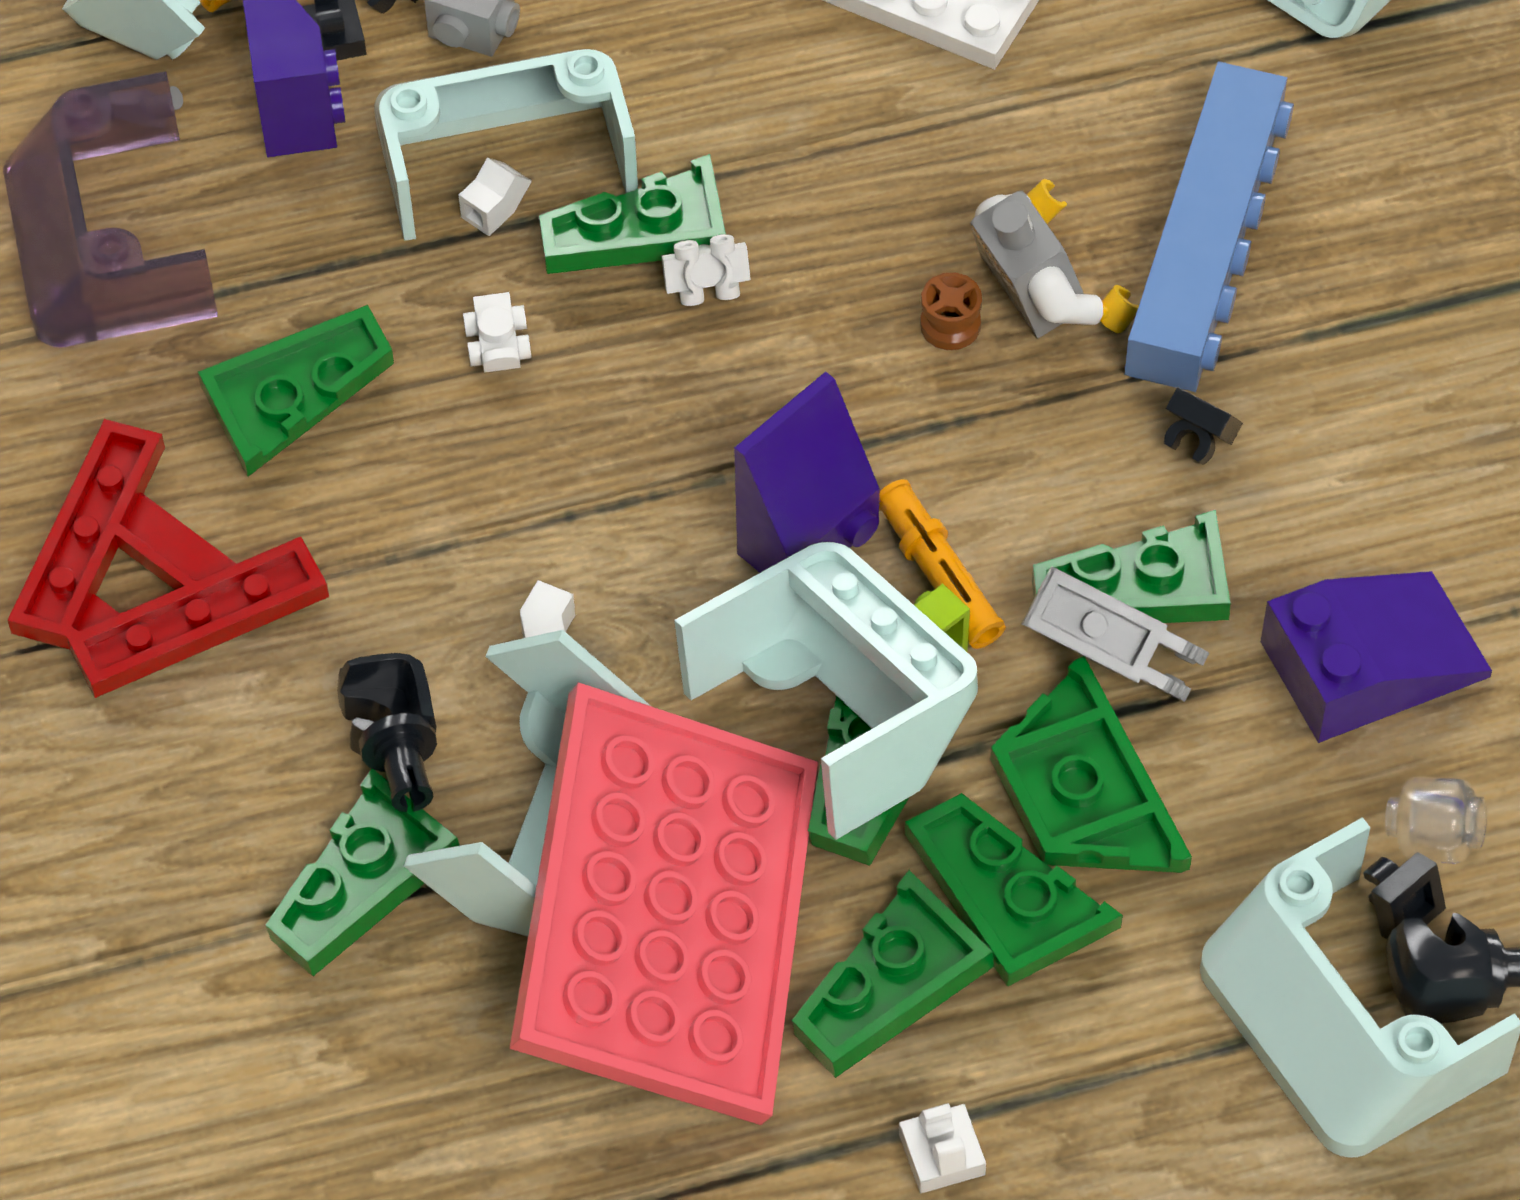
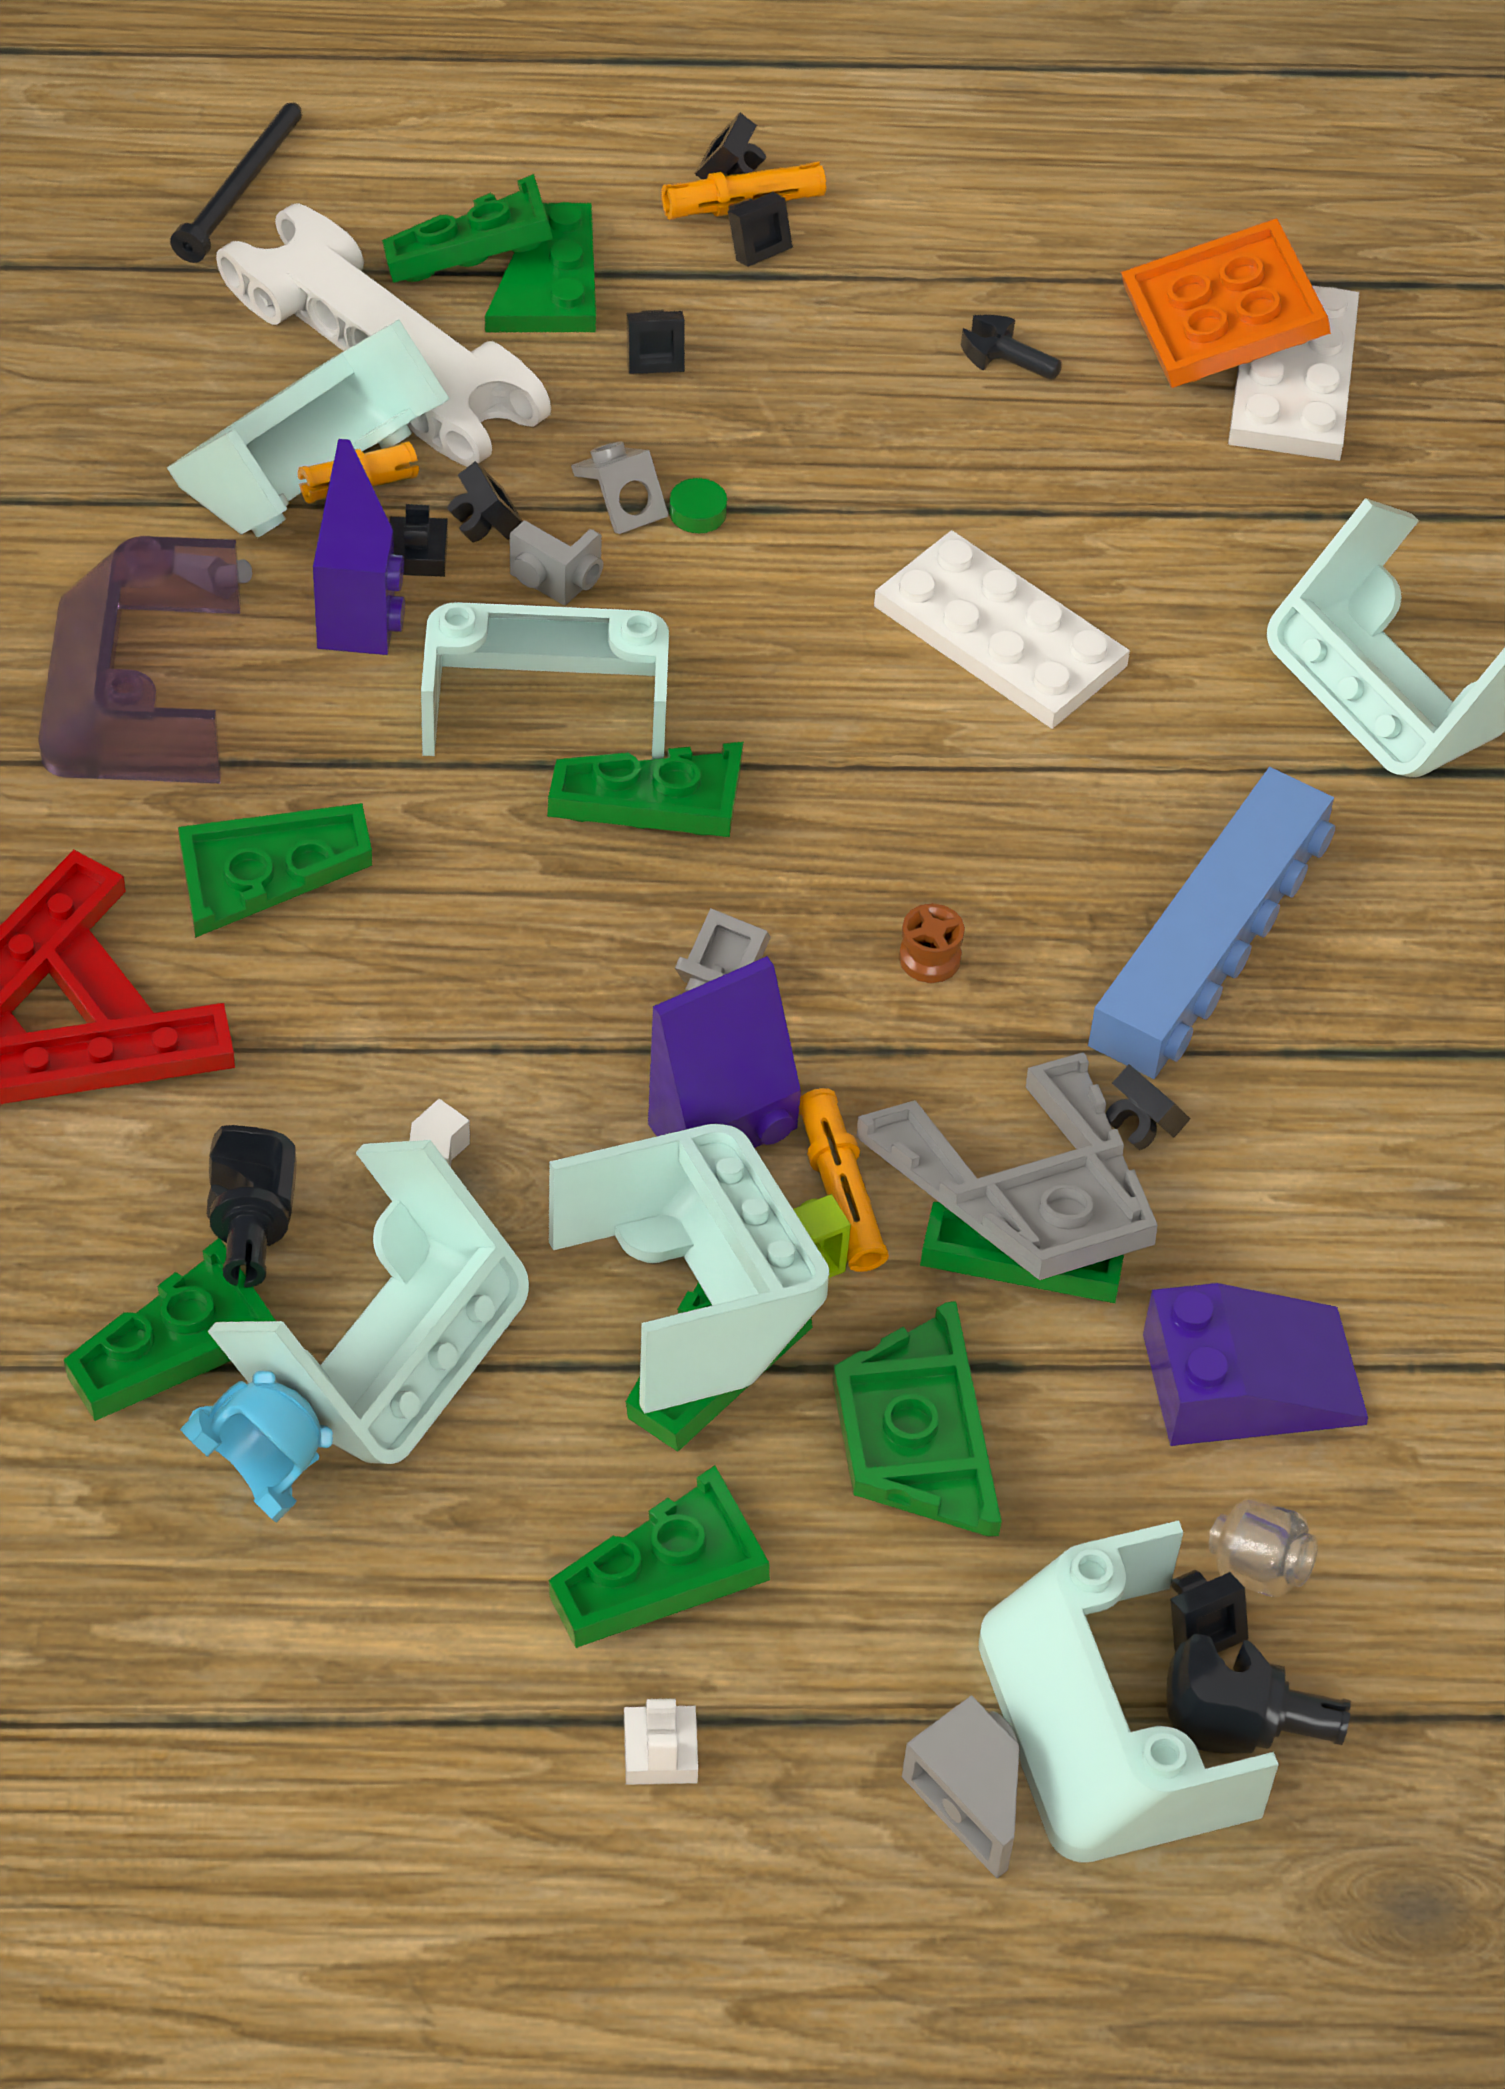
camera: 10 degrees right, 5 degrees down
(479, 950) = (264, 1434): none -> medium azure helmet
(492, 196) = (519, 731): white piece -> none
(496, 326) = (480, 858): white piece -> none
(666, 906) = (455, 1437): coral plate -> none
(704, 266) = (703, 844): white piece -> none
(760, 374) = (721, 948): none -> light grey bracket
(1005, 891) = (804, 1511): green wing -> none
(1035, 267) = (1023, 919): torso -> none
(1107, 631) = (984, 1282): hinge -> none
(1144, 550) = (1041, 1213): none -> light grey wing
(1240, 1108) = (969, 1778): none -> light grey slope

